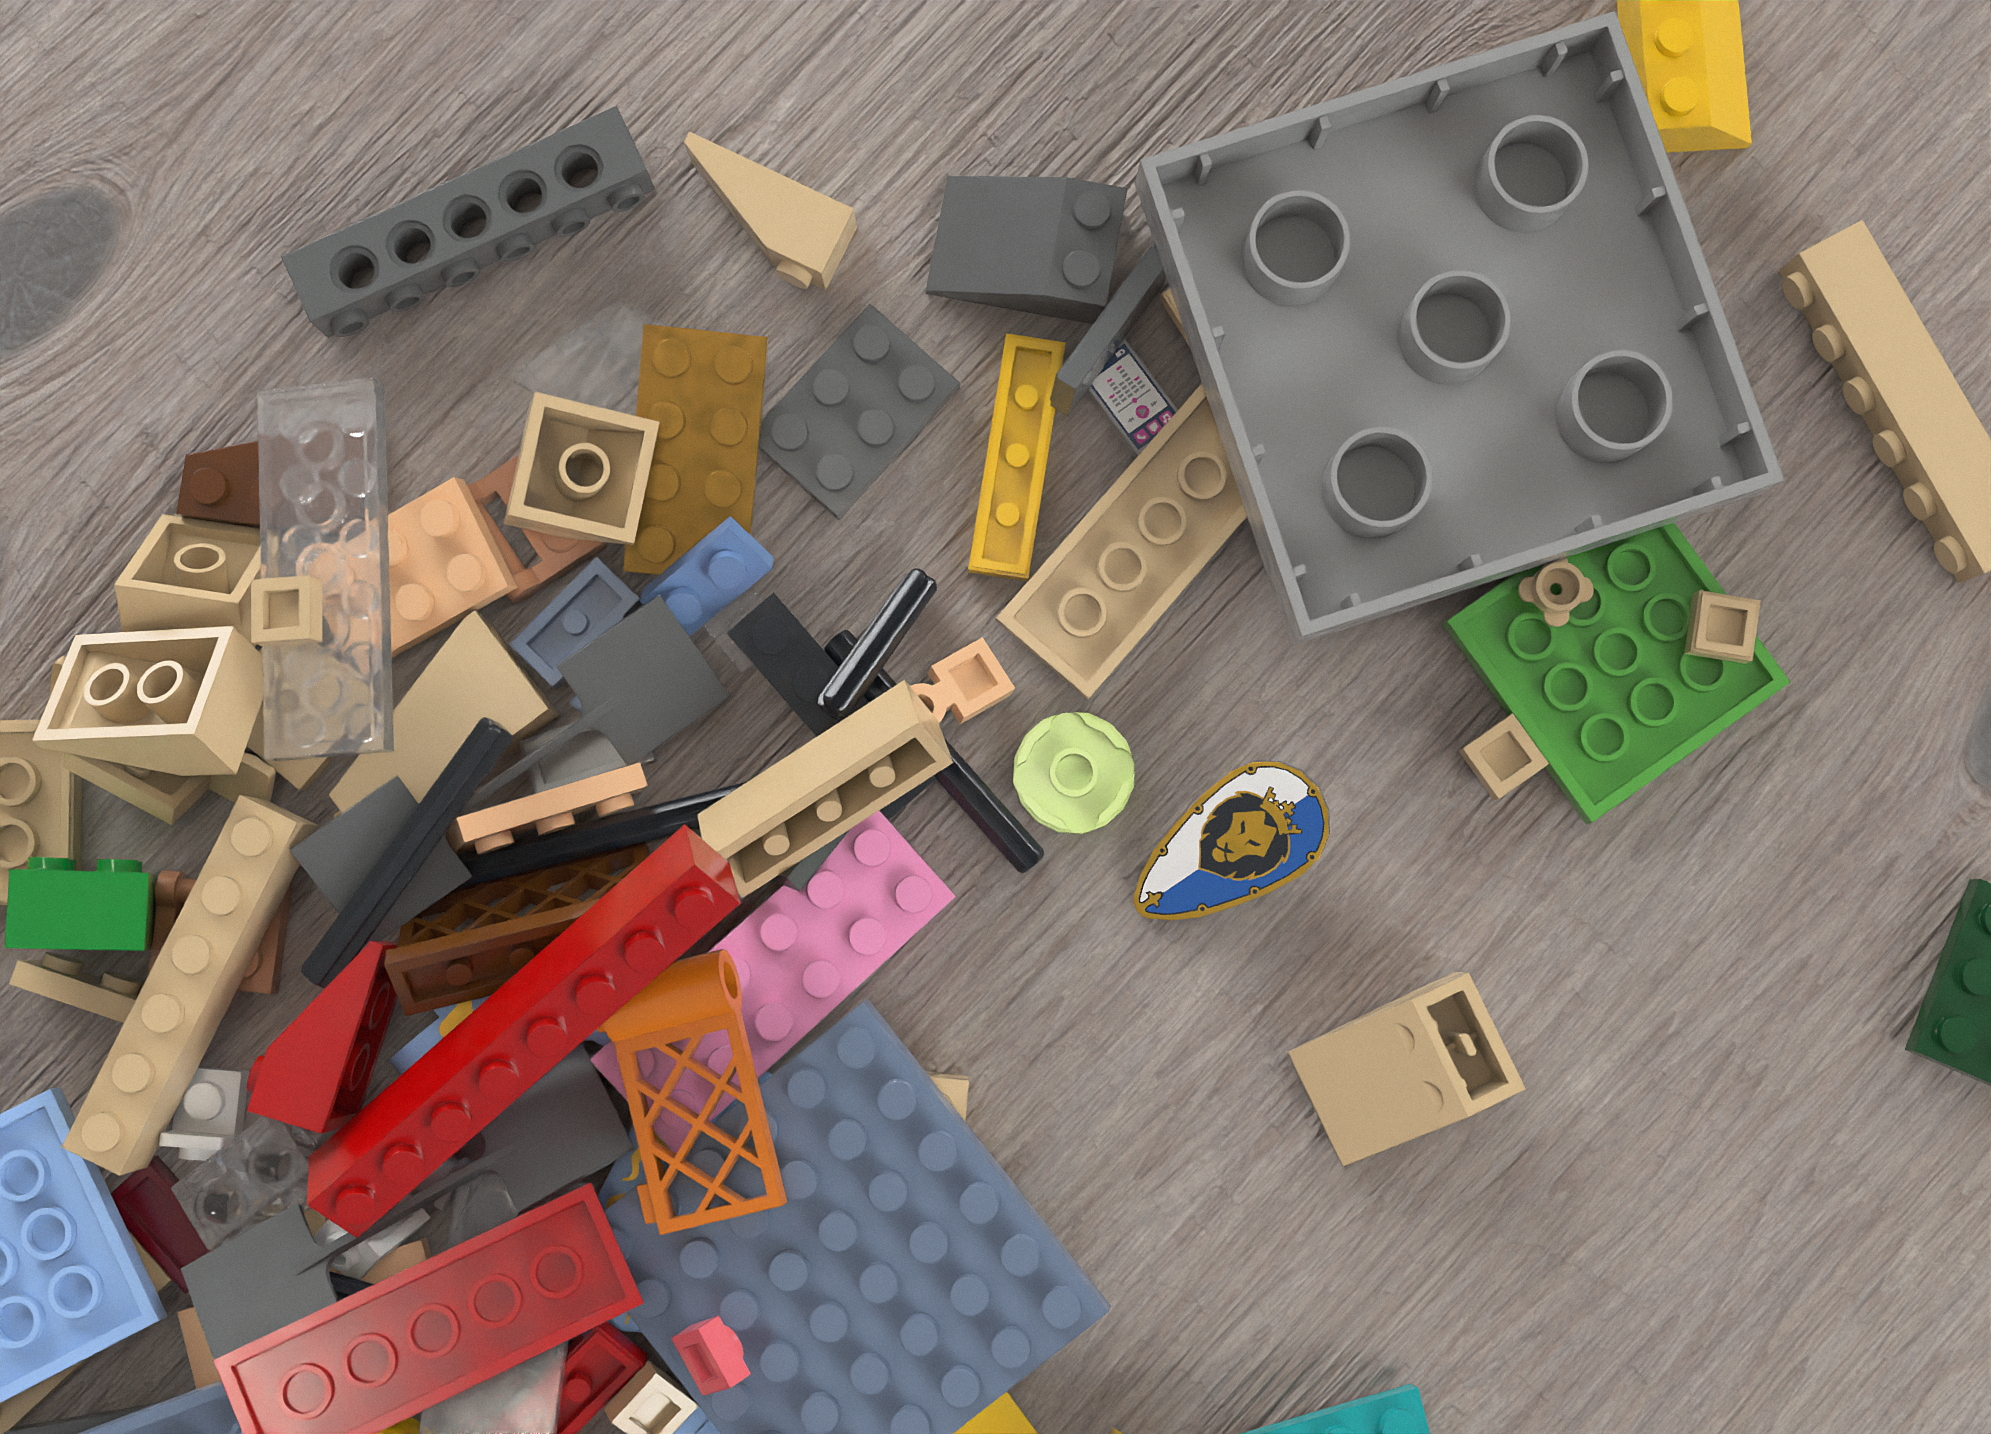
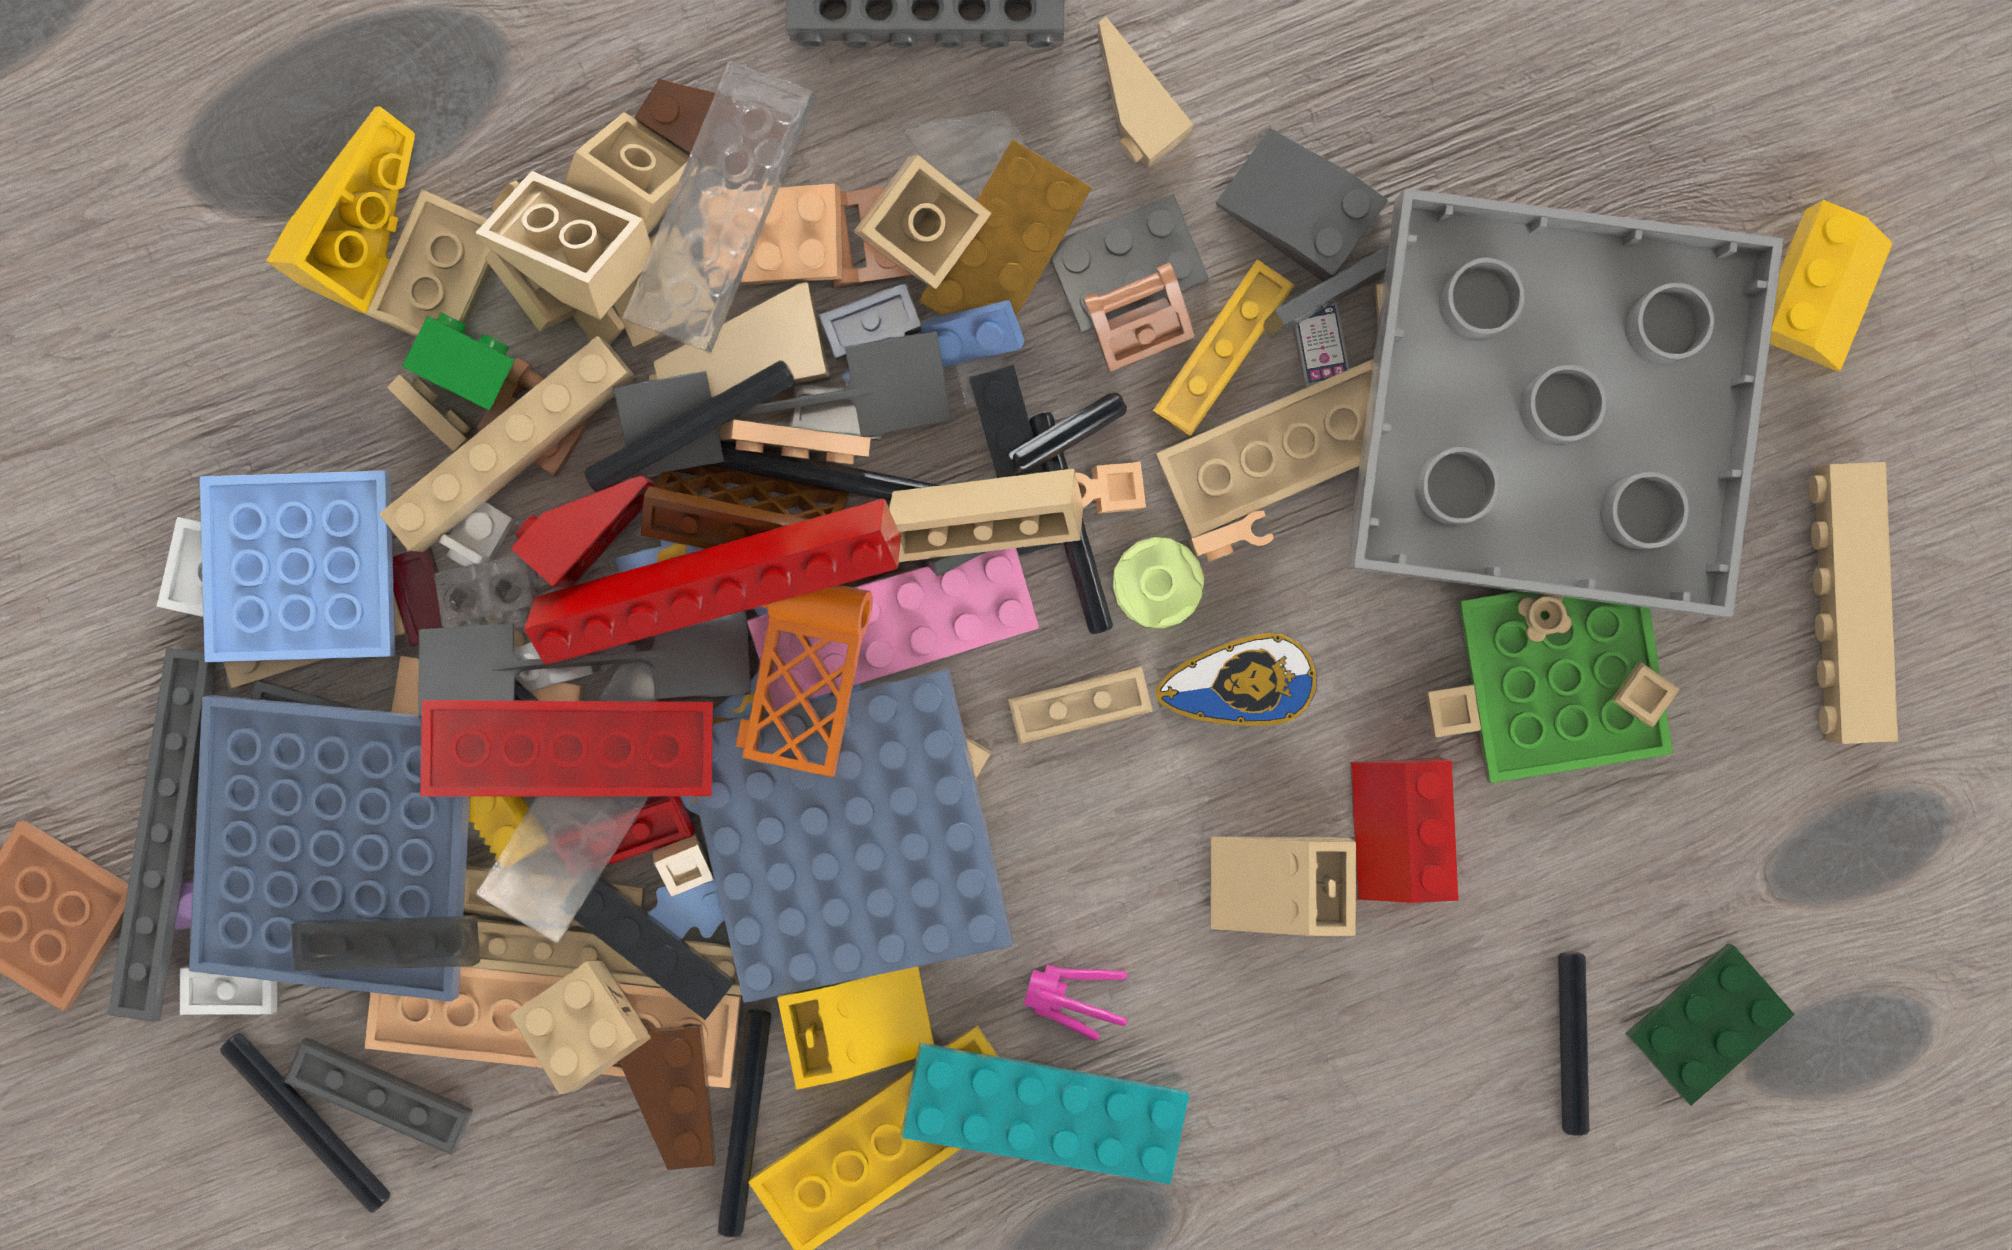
camera: 30 degrees right, 5 degrees up
(286, 610) = (683, 225): tan plate -> none
(712, 1355) = (740, 850): coral plate -> none
(913, 474) = (1145, 328): none -> nougat plate
(1050, 967) = (1080, 705): none -> tan tile
(1122, 688) = (1219, 541): none -> light nougat plate
(1182, 1346) = (1047, 996): none -> dark pink plant
(1519, 929) = (1404, 830): none -> red slope
(1851, 1093) = (1573, 1043): none -> black axle

